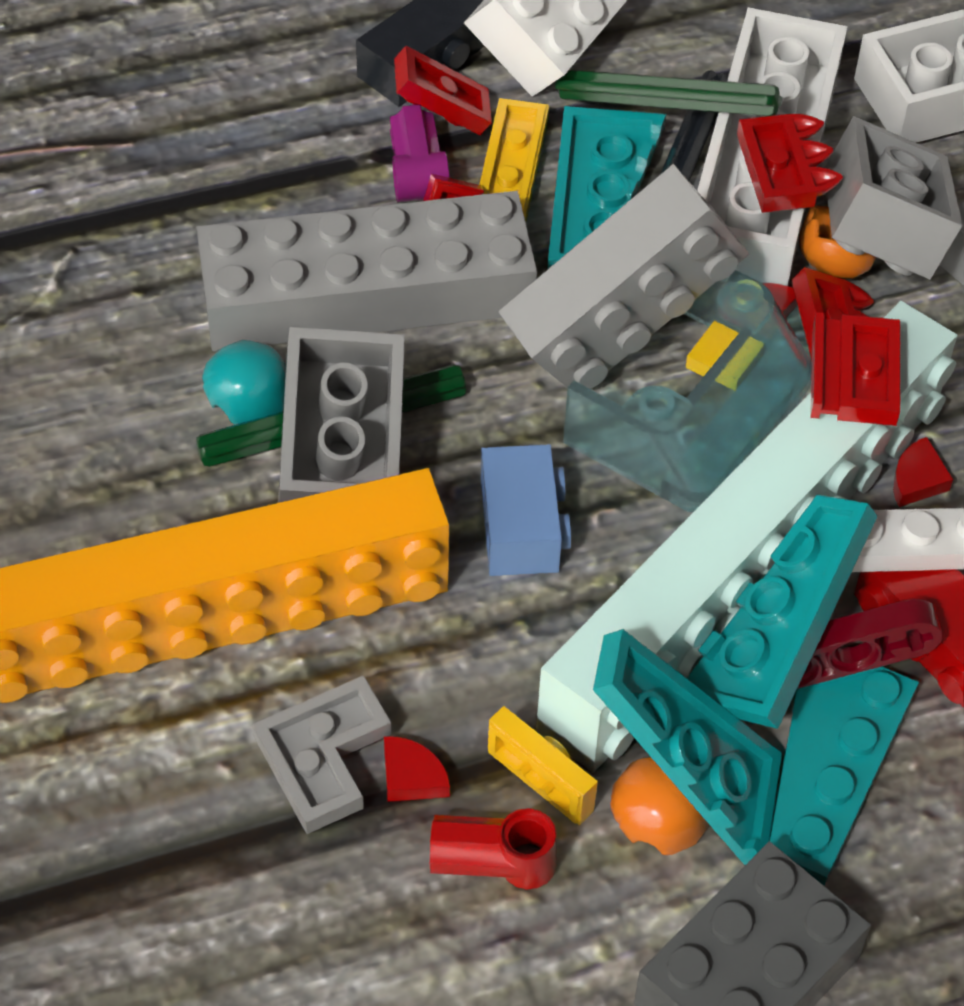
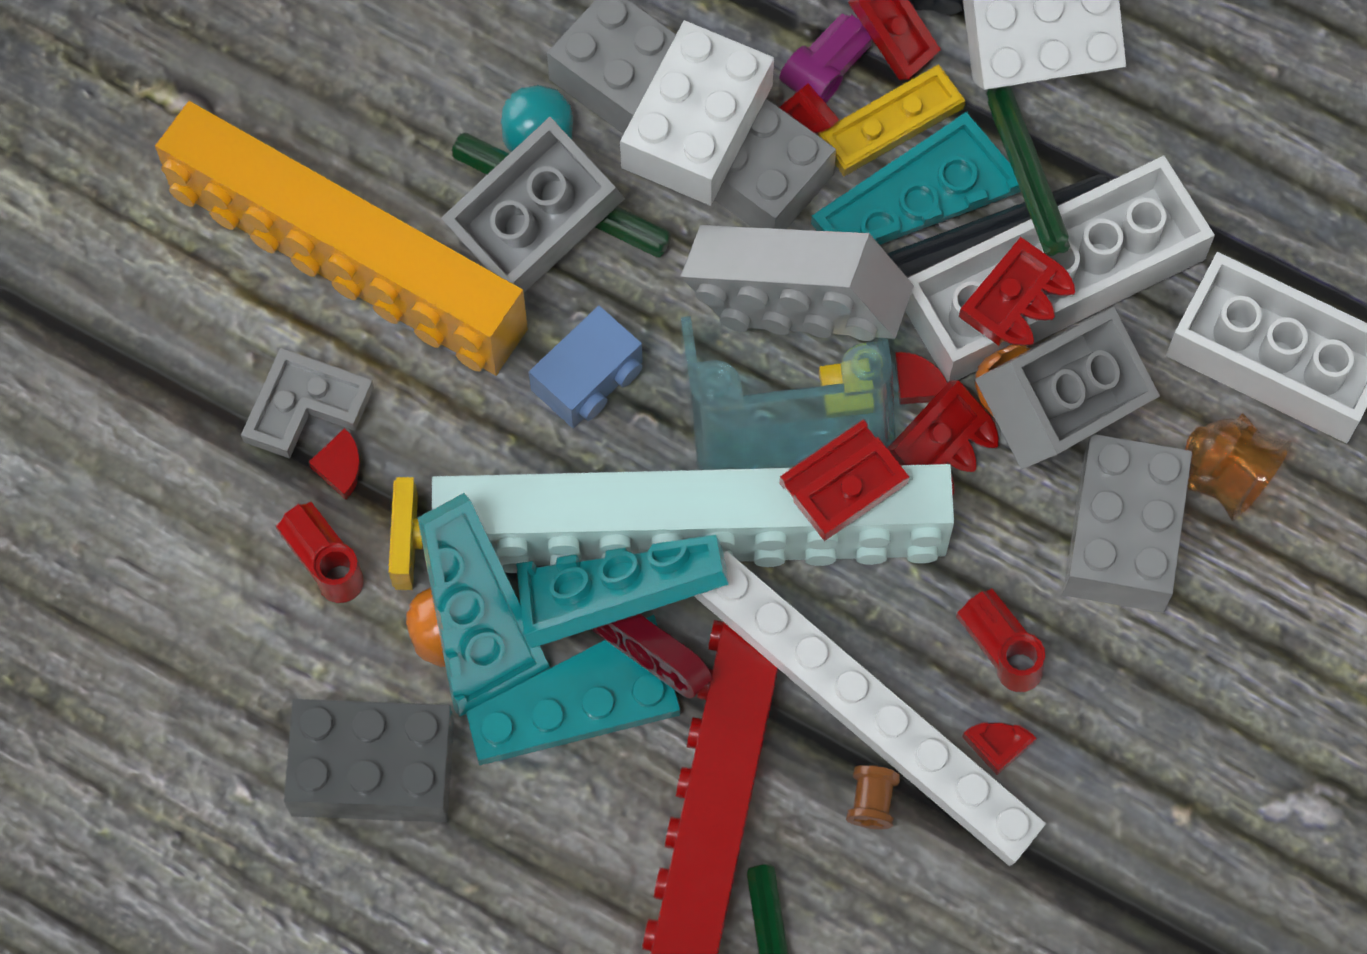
camera: 50 degrees right, 15 degrees up
(399, 235) = (697, 112): none -> white brick
(920, 474) = (863, 587): red tile -> none

